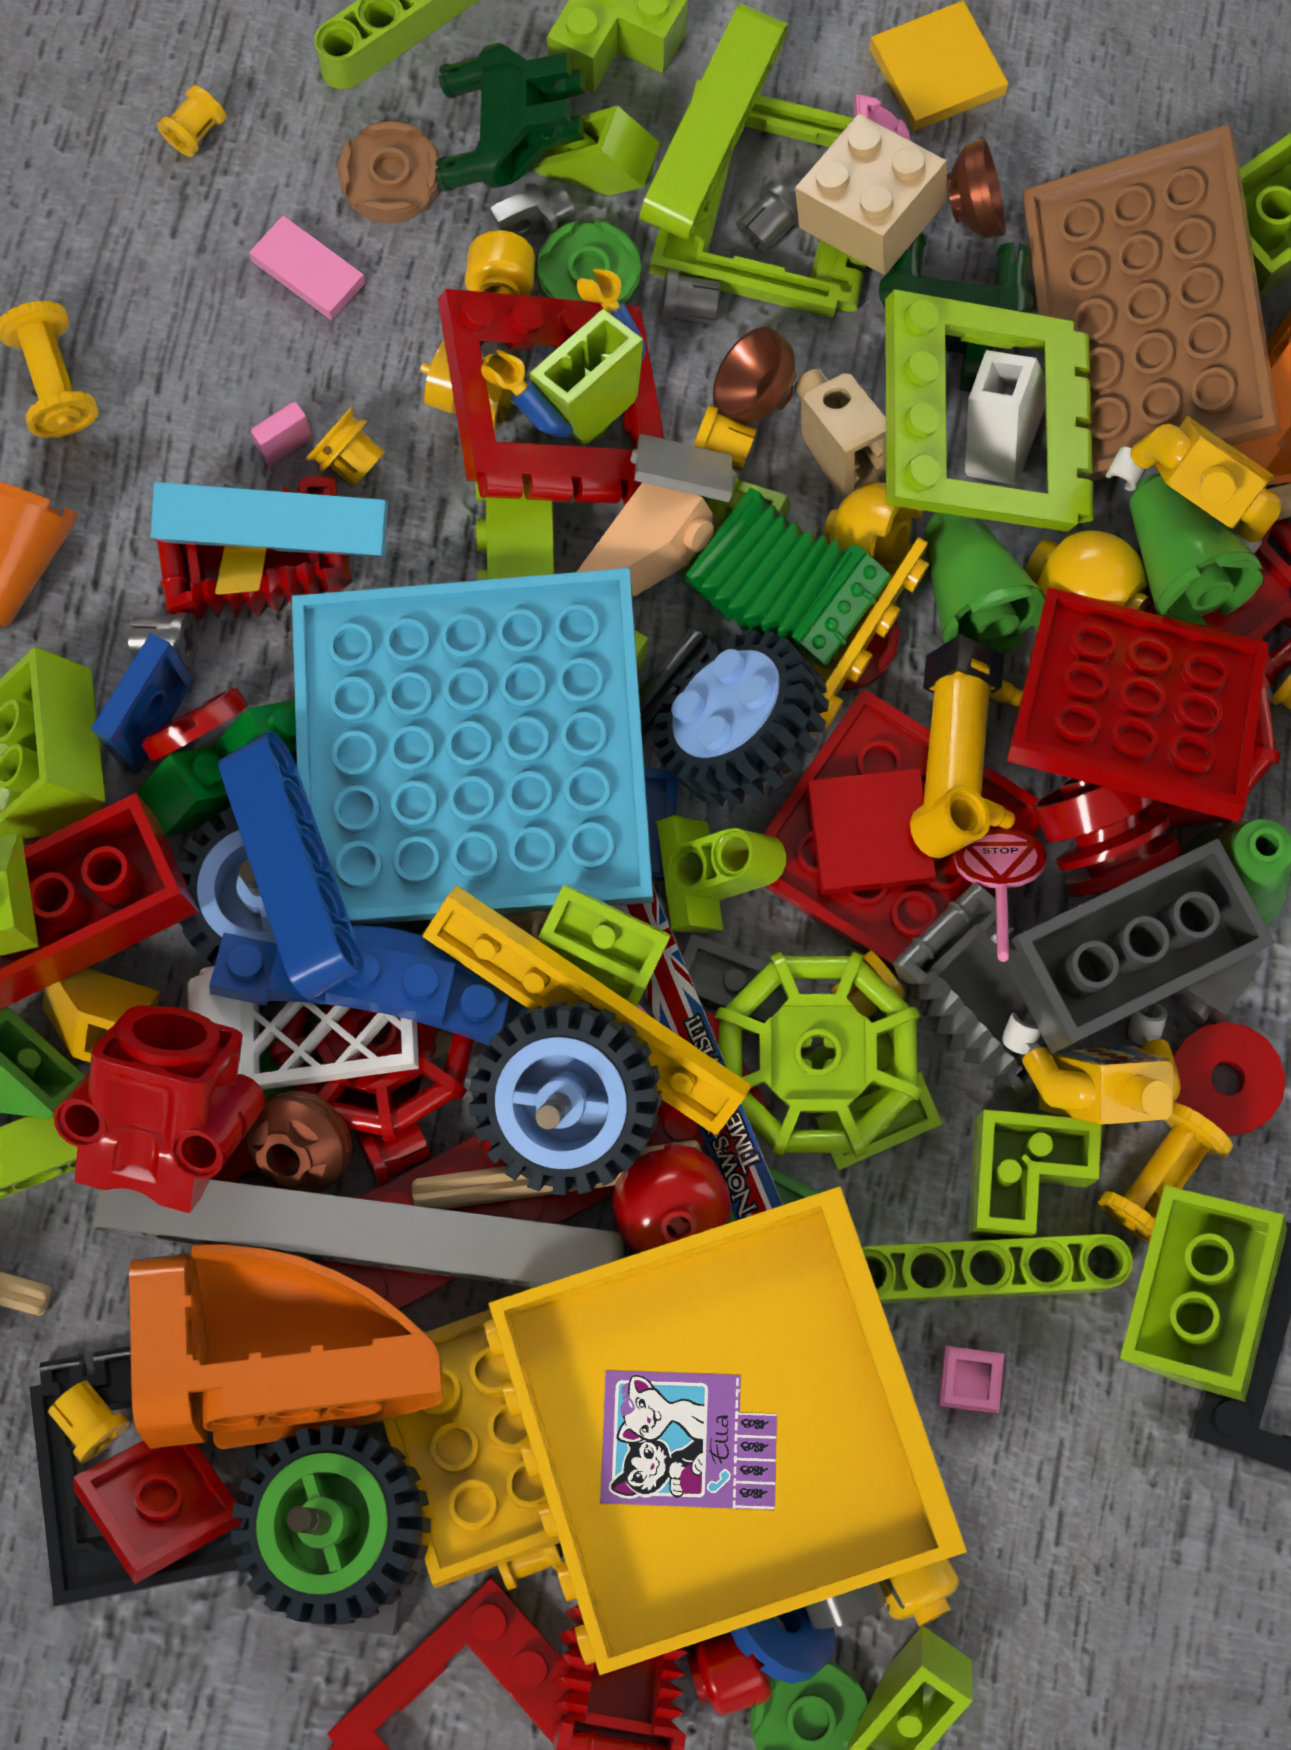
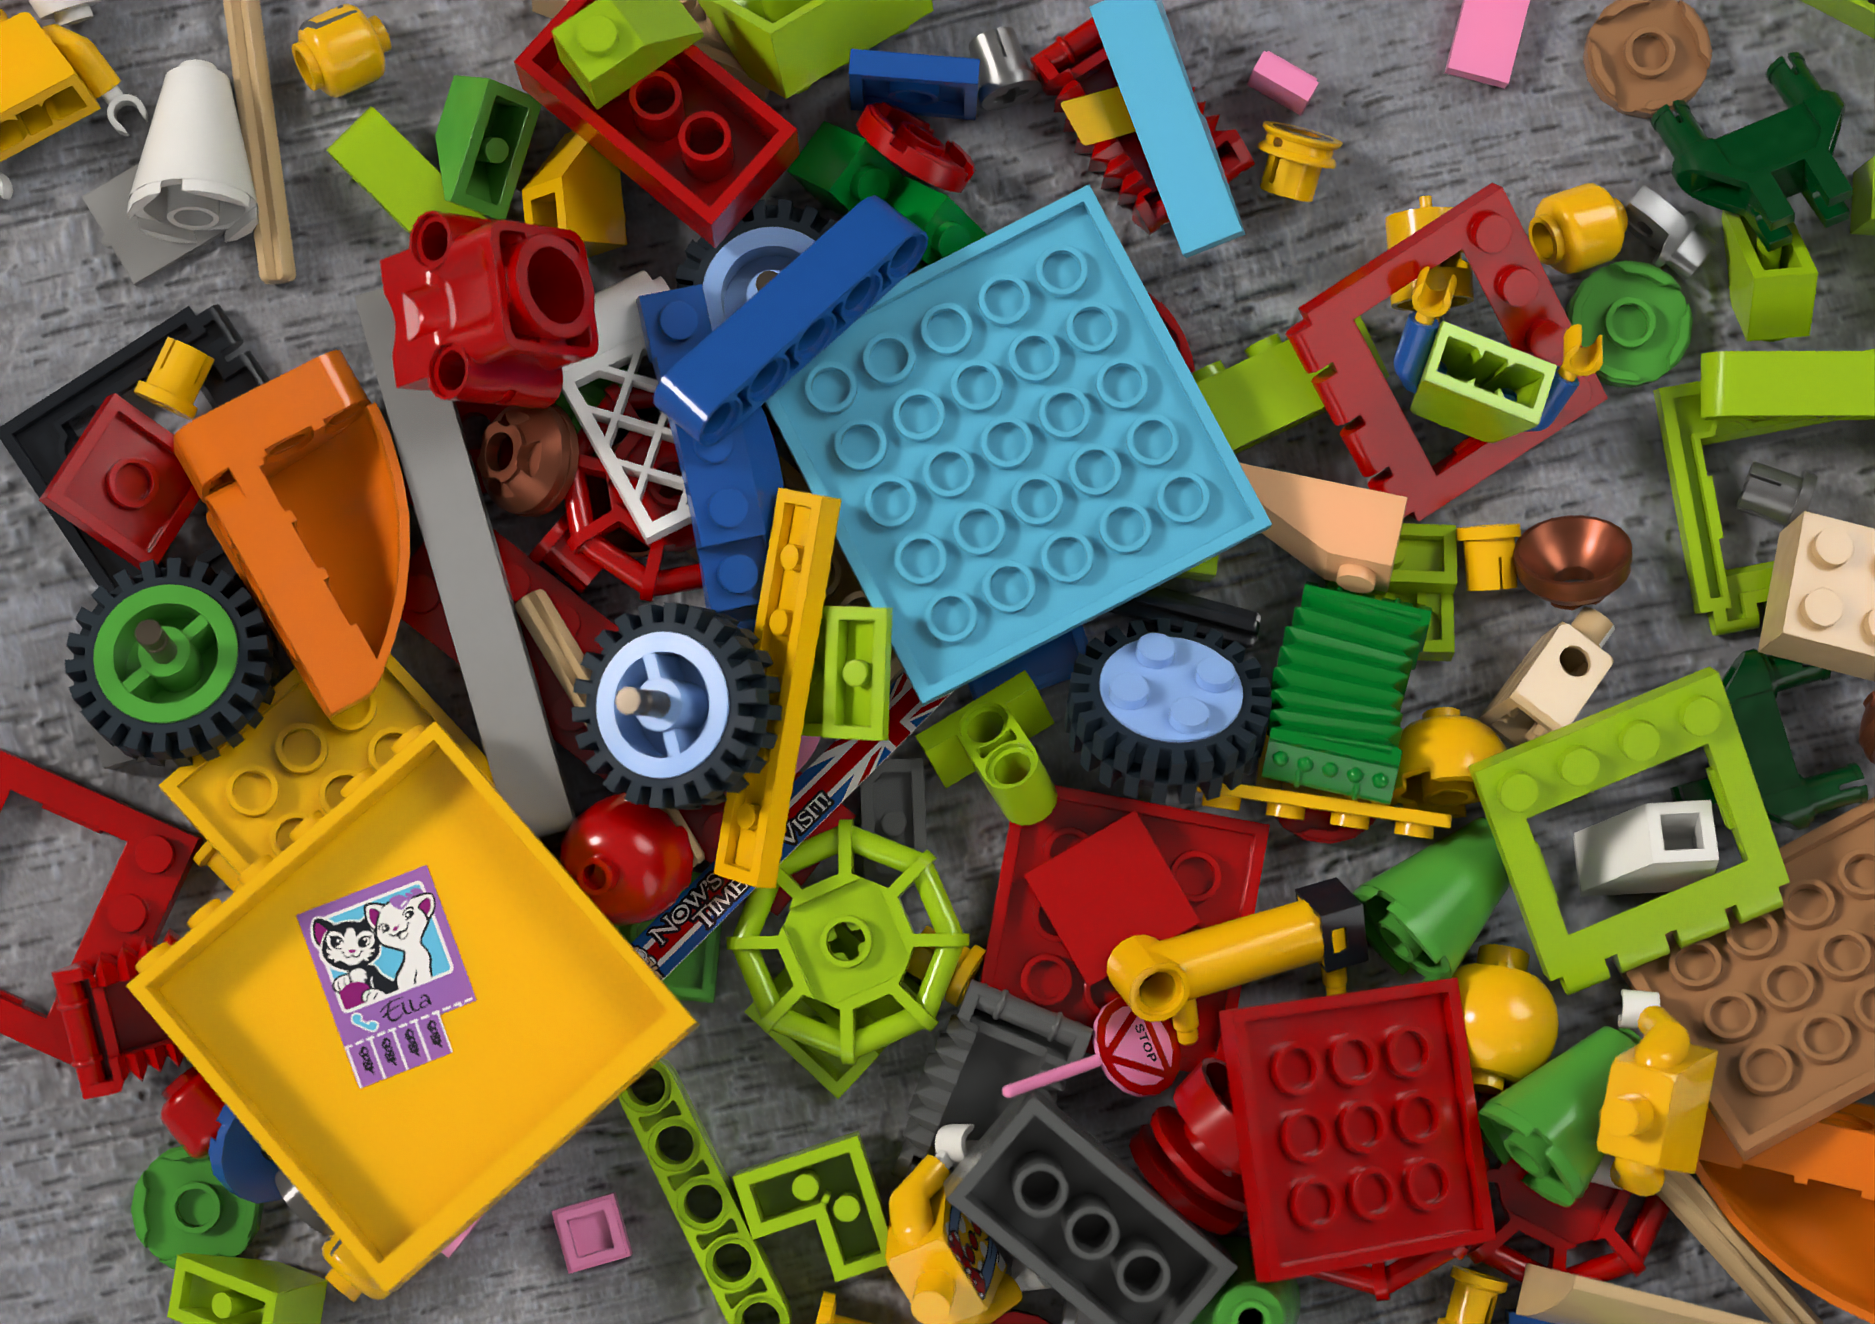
camera: 65 degrees right, 10 degrees up
(683, 467) = (1424, 530): light grey piece -> none
(688, 298) = (1638, 448): flat silver bush -> none

